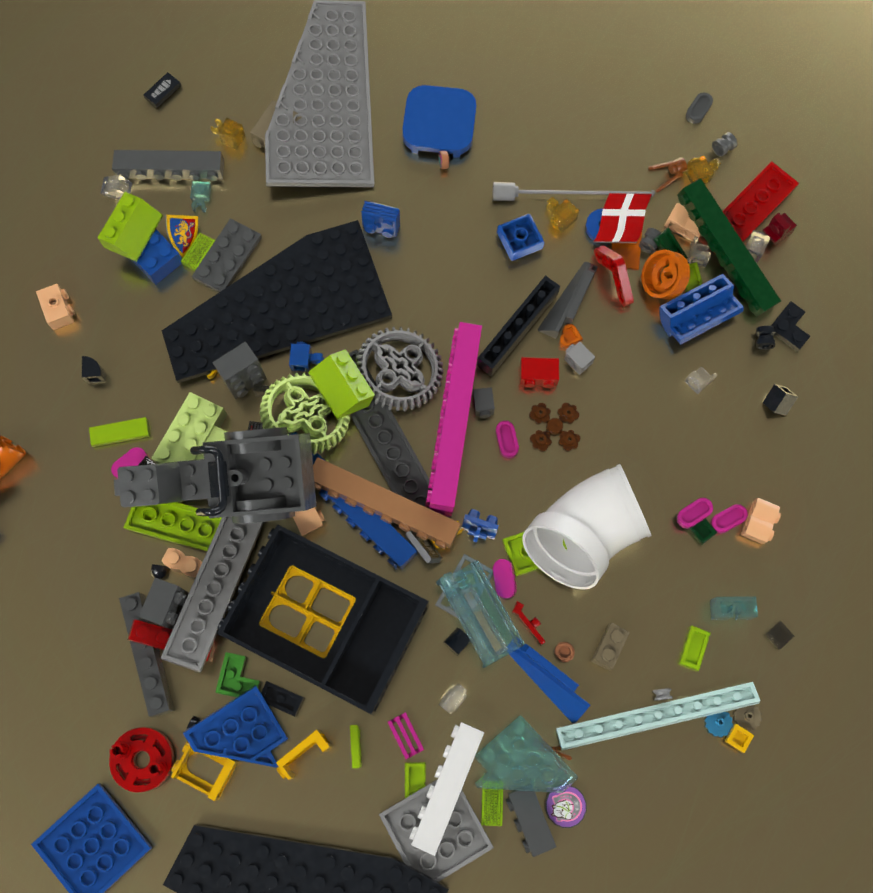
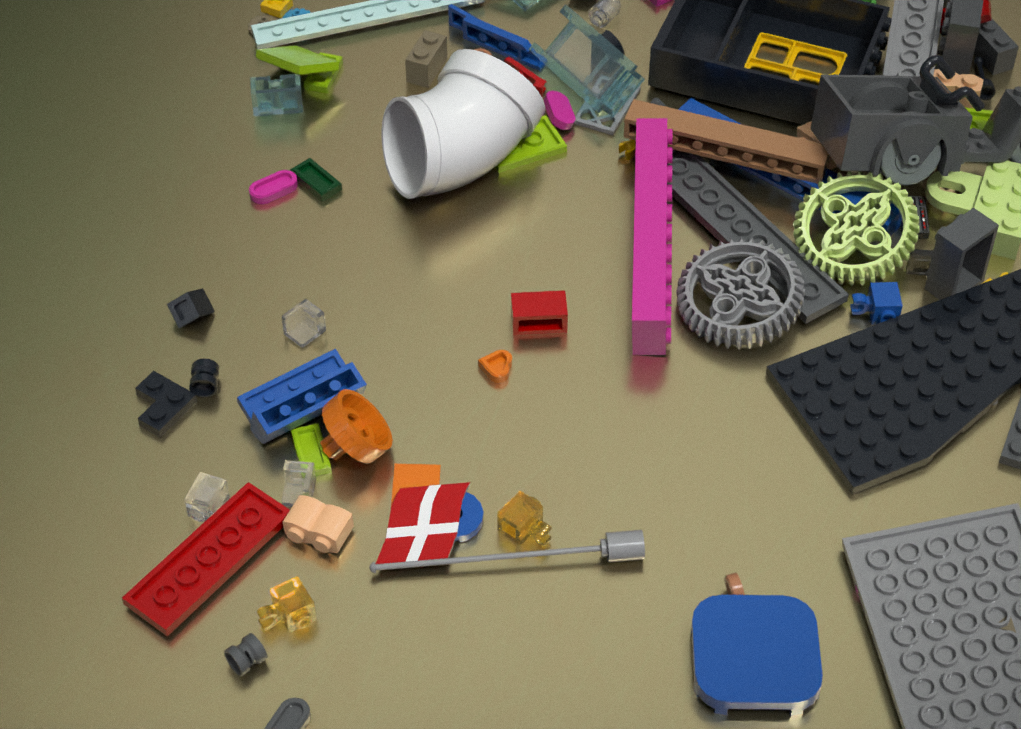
camera: 175 degrees right, 25 degrees down
(341, 384) = (819, 255): lime slope -> none
(380, 219) = (817, 473): blue brick -> none
(478, 527) = (597, 148): blue hips -> none
(483, 402) = (613, 273): dark grey brick -> none
(507, 439) = (574, 244): dark pink tile -> none
(518, 325) = (575, 358): black brick -> none
(523, 227) = (588, 478): blue brick -> none
(554, 426) = (510, 262): reddish brown plant -> none
(569, 302) = (500, 407): dark grey wedge -> none
(579, 357) = (482, 332): light grey brick -> none
(617, 265) = (431, 417): red beam -> none
(648, 244) = (378, 490): dark grey wheel -> none
(662, 694) = (362, 24): light grey bush -> none
(667, 241) = (346, 479): dark green tile -> none
(675, 167) = (332, 611): dark orange plant -> none
(694, 512) = (319, 180): dark pink tile -> none
(719, 647) = (297, 60): none -> lime tile
(728, 247) = (259, 476): dark green brick -> none
(761, 521) = (232, 180): light nougat brick -> none
(779, 228) = (168, 521): dark red brick -> none
(779, 635) = (219, 89): clear smoke tile -> none

